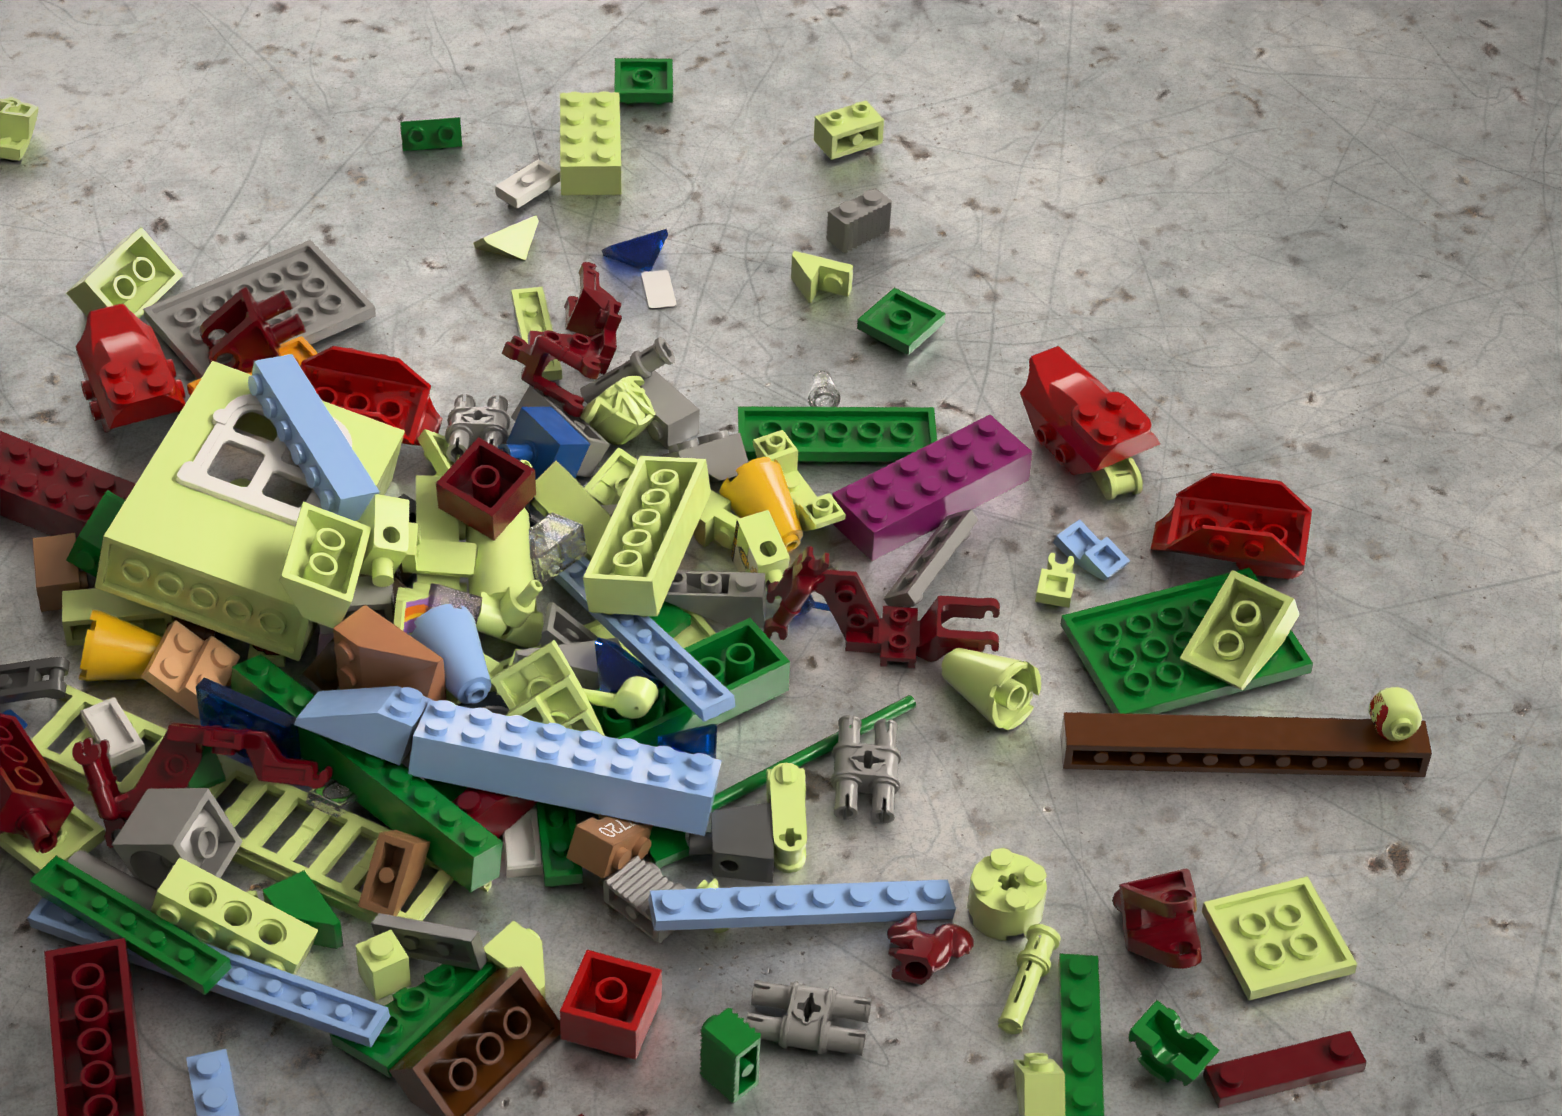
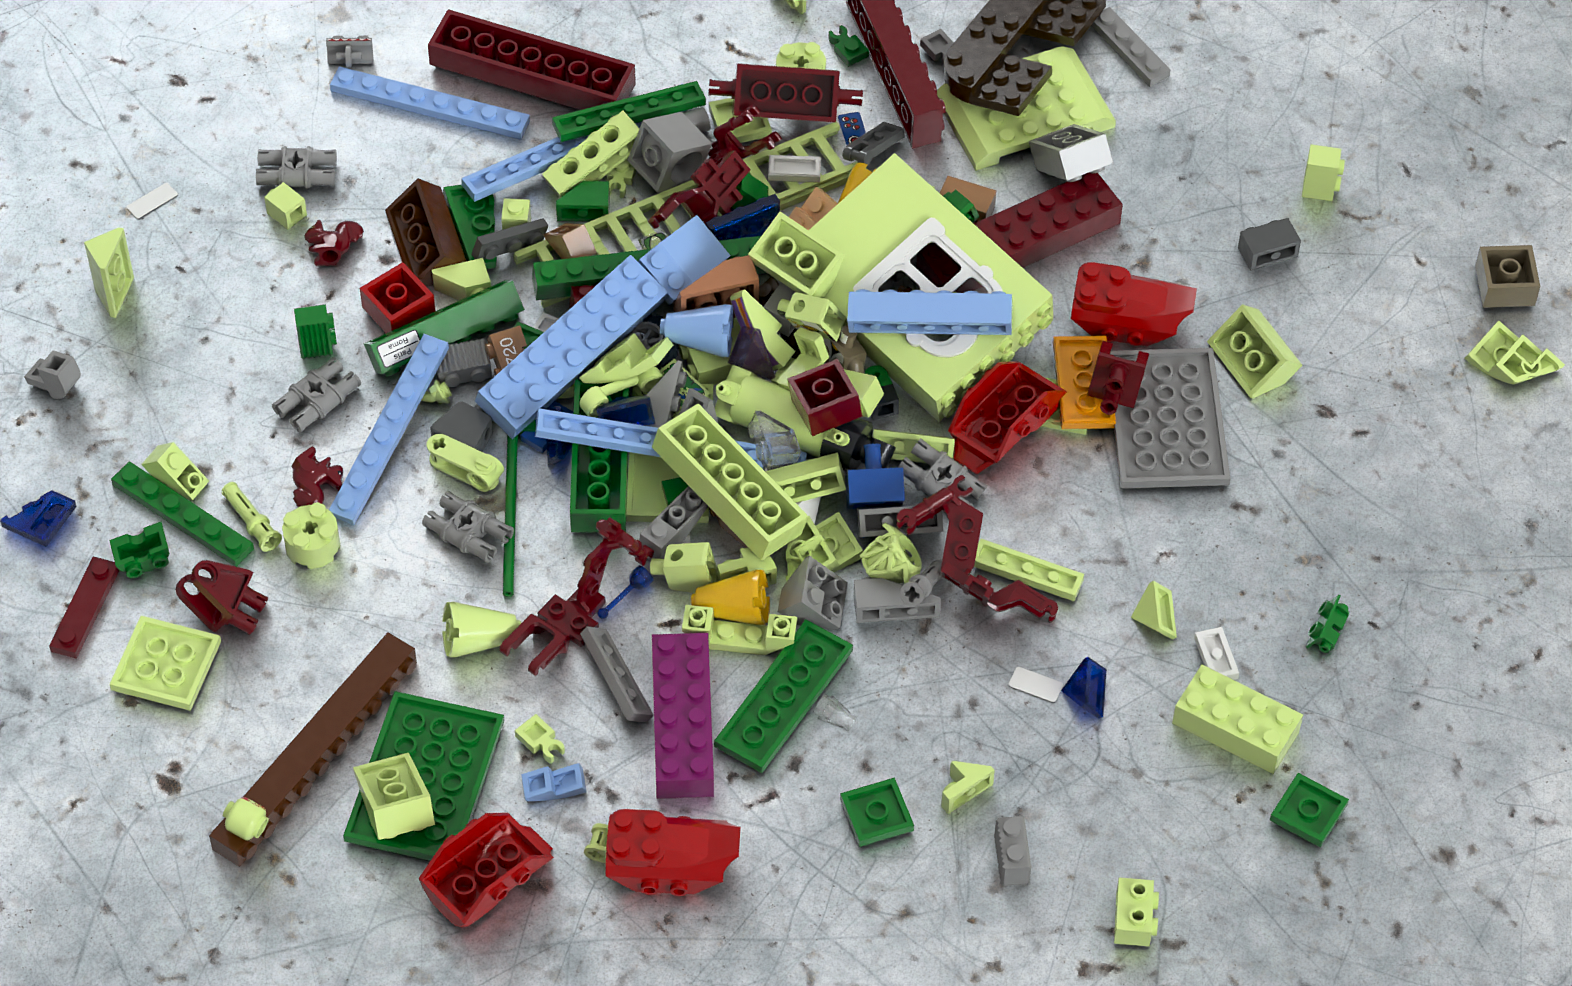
camera: 125 degrees right, 10 degrees up
(612, 933) = (448, 324): none -> green brick

